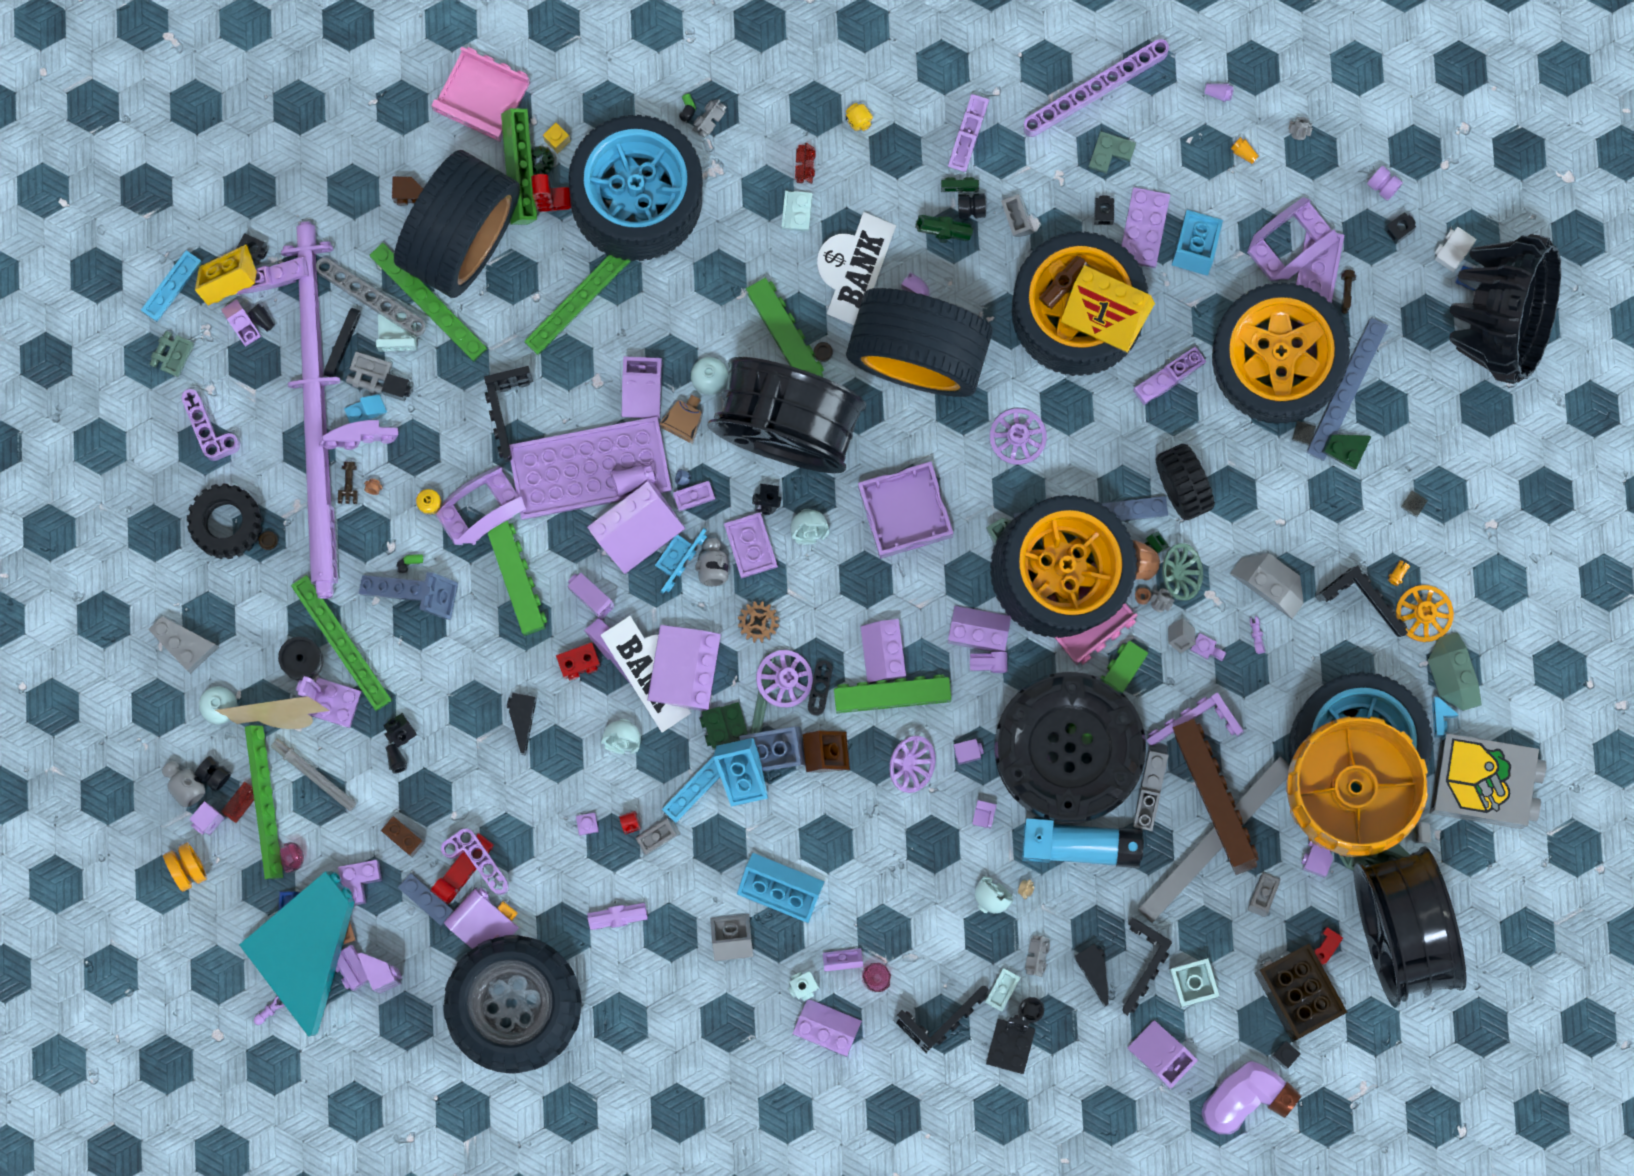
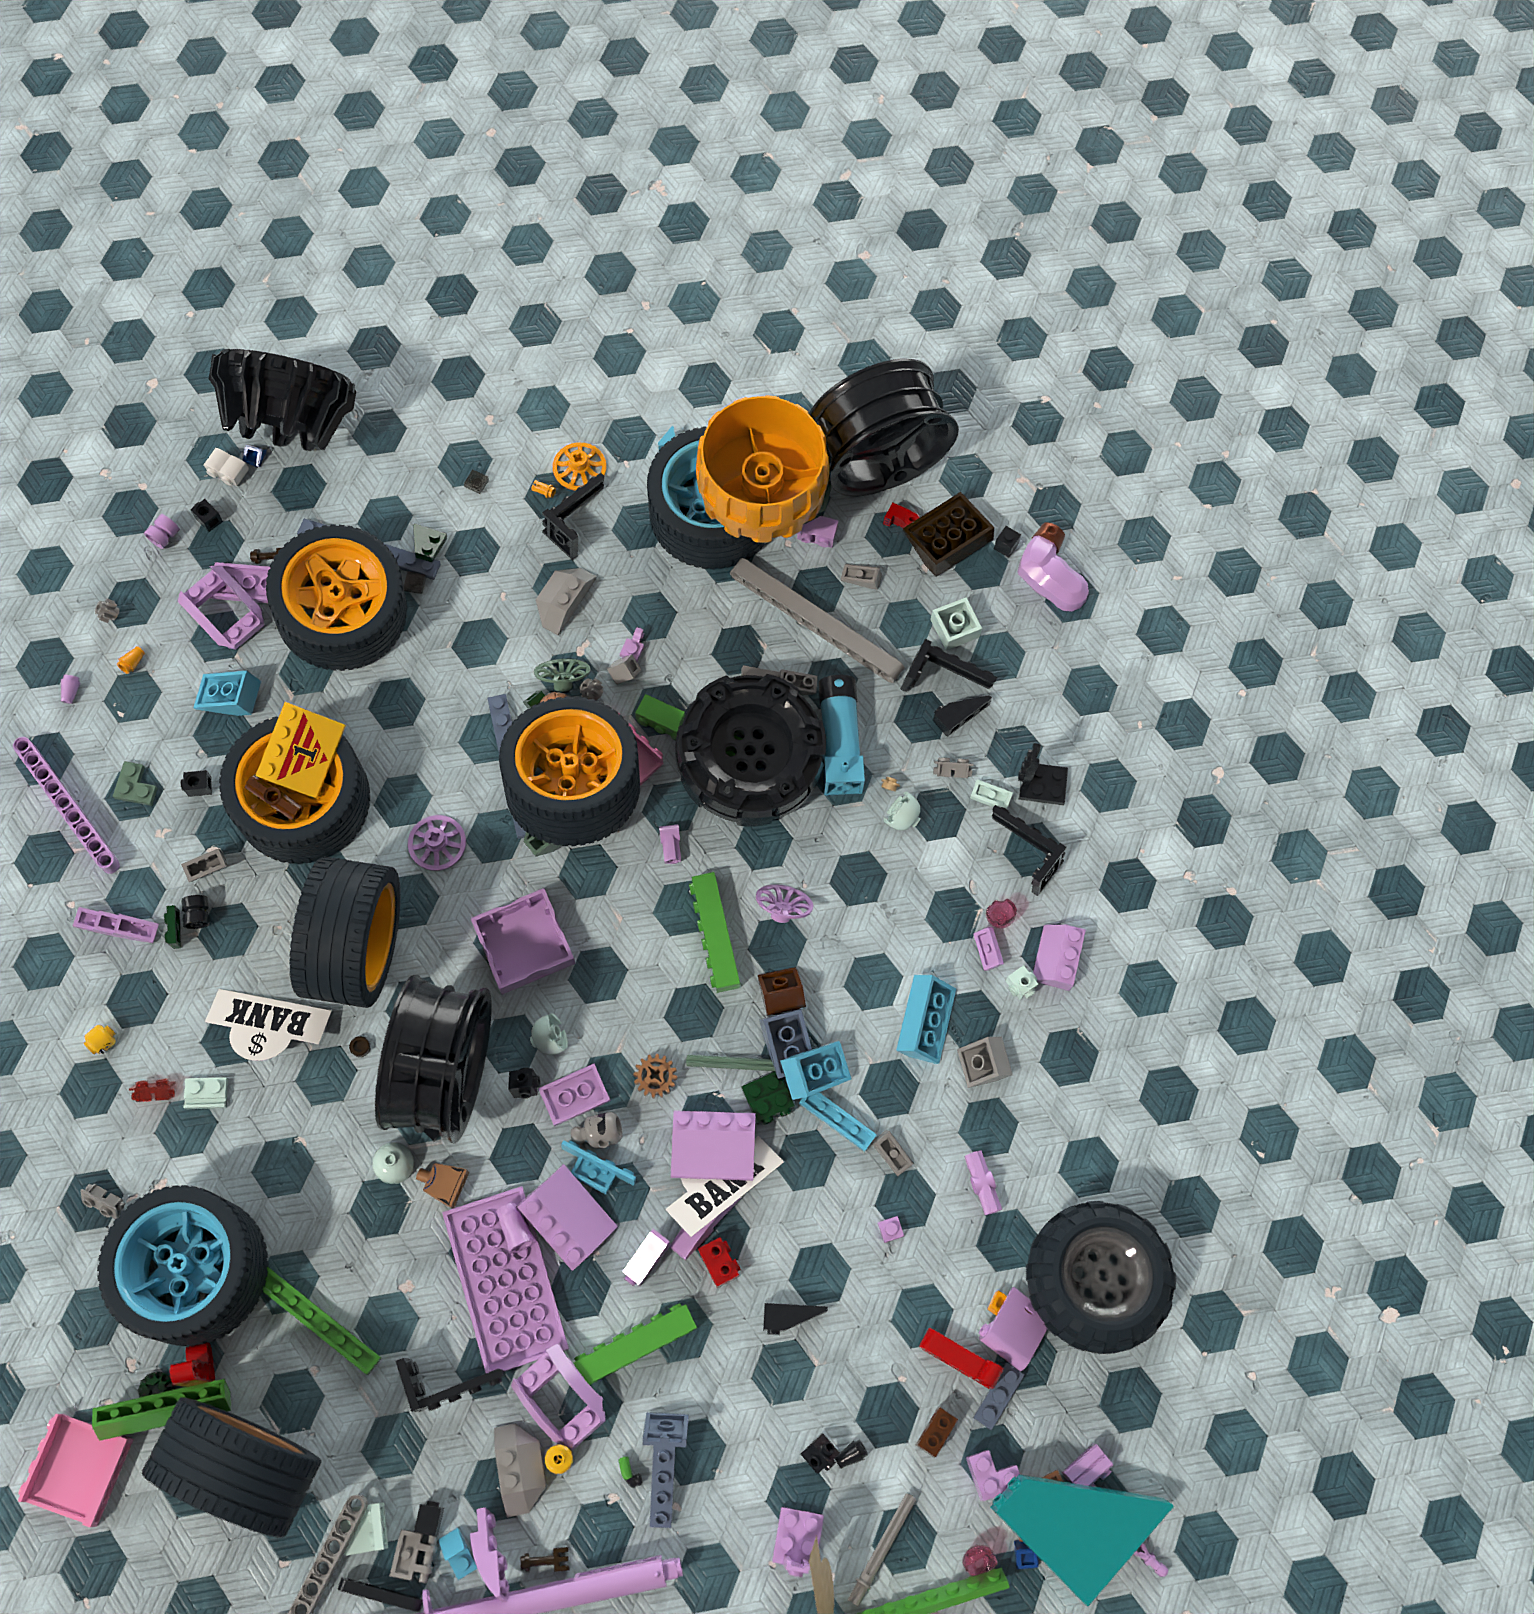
camera: 105 degrees left, 10 degrees down
(290, 654) = (747, 1597): black wheel -> none
(341, 643) = (729, 1540): bright green plate -> none
(373, 486) = (546, 1530): nougat plate -> none
(379, 973) = (1091, 1432): lavender slope -> none
(405, 190) = (195, 1540): reddish brown slope -> none
(427, 466) = (518, 1469): none -> light grey wedge
(429, 304) = (326, 1497): bright green plate -> none
(480, 863) = (955, 1337): lavender beam -> none
(556, 138) = (127, 1371): yellow brick -> none
(621, 737) = (793, 1203): light aqua cylinder -> none
(630, 822) = (883, 1182): red leg -> none
(641, 387) = (410, 1233): lavender slope -> none
(682, 477) = (507, 1177): sand blue hinge -> none
(689, 108) = (91, 1224): arm -> none
(694, 496) = (526, 1161): lavender plate -> none
(782, 327) = (334, 1091): bright green brick -> none
(784, 678) = (711, 1039): lavender wheel -> none
(812, 701) = (731, 1002): black beam -> none
(883, 651) = (671, 946): lavender slope -> none
(915, 284) = (281, 961): lavender brick -> none
(944, 228) = (220, 933): dark green piece -> none
(968, 751) = (763, 853): lavender brick -> none
(979, 629) = (638, 855): lavender slope -> none
(984, 814) = (823, 830): lavender panel -> none
(1031, 1009) = (1007, 765): black wheel -> none
(1145, 225) = (204, 744): lavender plate -> none
(1162, 1054) = (1027, 644): lavender slope -> none
(1169, 376) = (365, 704): lavender slope -> none
(1185, 481) = (473, 671): black tyre -> none
(1188, 714) = (691, 625): lavender bracket -> none
(1216, 800) = (779, 616): reddish brown brick -> none
(1257, 635) = (628, 600): lavender piece -> none
(1454, 673) = (631, 434): sand green wedge -> none
(1487, 781) = (726, 378): brick -> none

